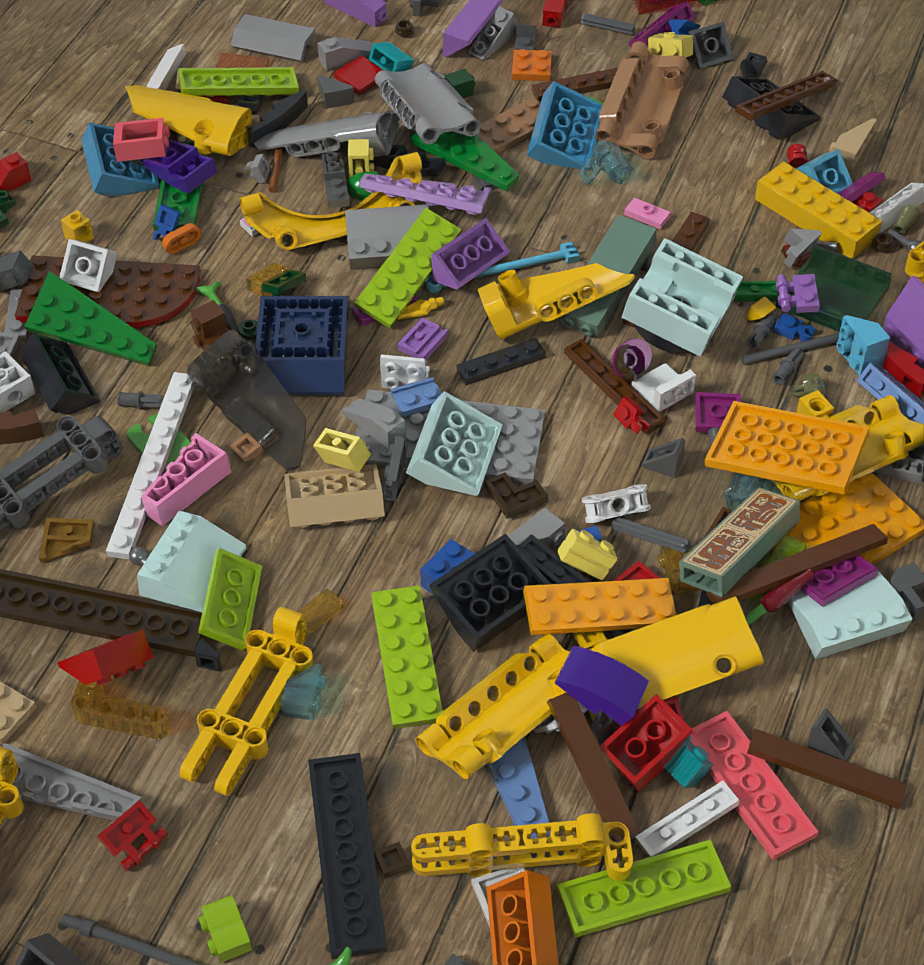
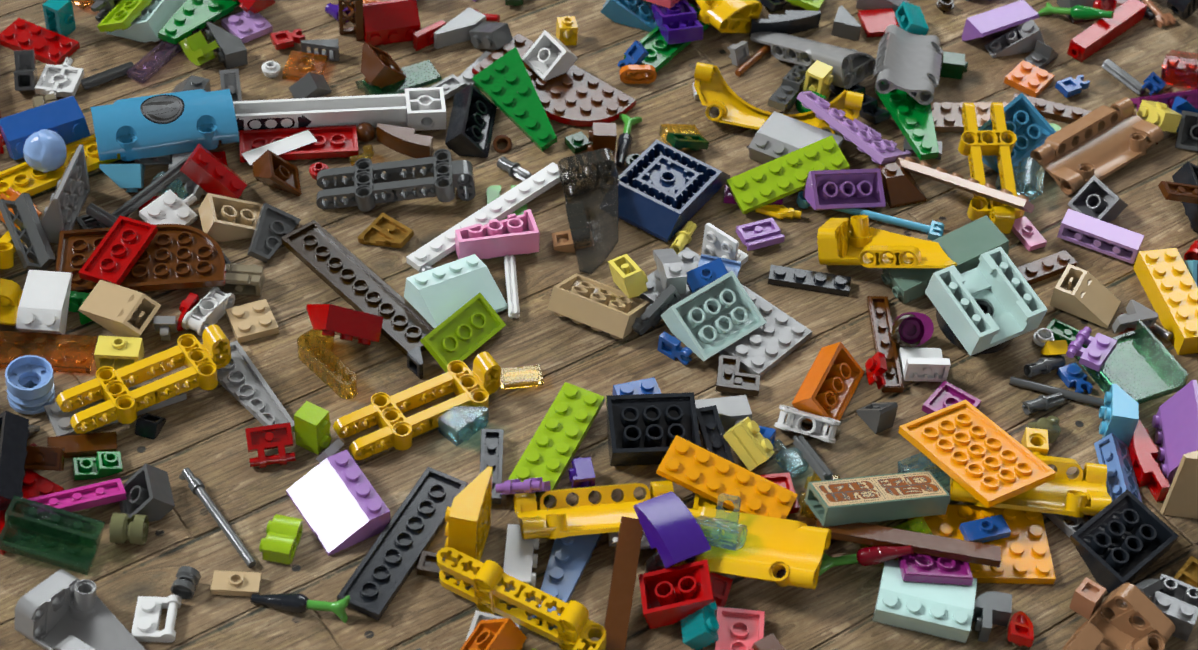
camera: 30 degrees right, 5 degrees down
(105, 372) = (502, 138): none -> reddish brown piece
(165, 790) = (312, 427): none -> lime brick
(177, 338) = (577, 142): none -> dark green plate
(198, 805) = (331, 450): none -> light grey tile
(234, 523) = (511, 286): none -> white axle
(251, 853) = (339, 503): none -> slope
(356, 381) = (683, 237): none -> light yellow axle
(366, 721) = (492, 456): none -> plate
(410, 729) = (528, 486): none -> medium lavender plate
(416, 407) = (705, 274): none -> blue plate
(418, 796) = (470, 517): none -> yellow slope
(436, 498) = (672, 348): none -> blue plate
(458, 676) = (582, 473): none -> brick
(470, 799) = (520, 556): none -> white brick
(509, 226) = (899, 186): none -> reddish brown slope
(570, 139) = (988, 144): none -> yellow beam
(573, 54) = (1071, 86): none -> blue plate
(579, 192) = (971, 185): none -> plate
(601, 452) = (829, 383): none -> orange slope
(628, 547) = (790, 459): none -> clear light blue piece
(639, 18) = (1153, 83): none -> blue plate
(639, 653) = (724, 529): none -> clear light blue piece
(683, 154) = (1097, 201): none -> dark grey slope
(711, 183) = (1100, 236): none -> lavender brick
(740, 304) = (1043, 335): none -> white plate
(743, 247) = (1084, 297): none -> tan slope
(843, 515) = (985, 529): none -> blue plate

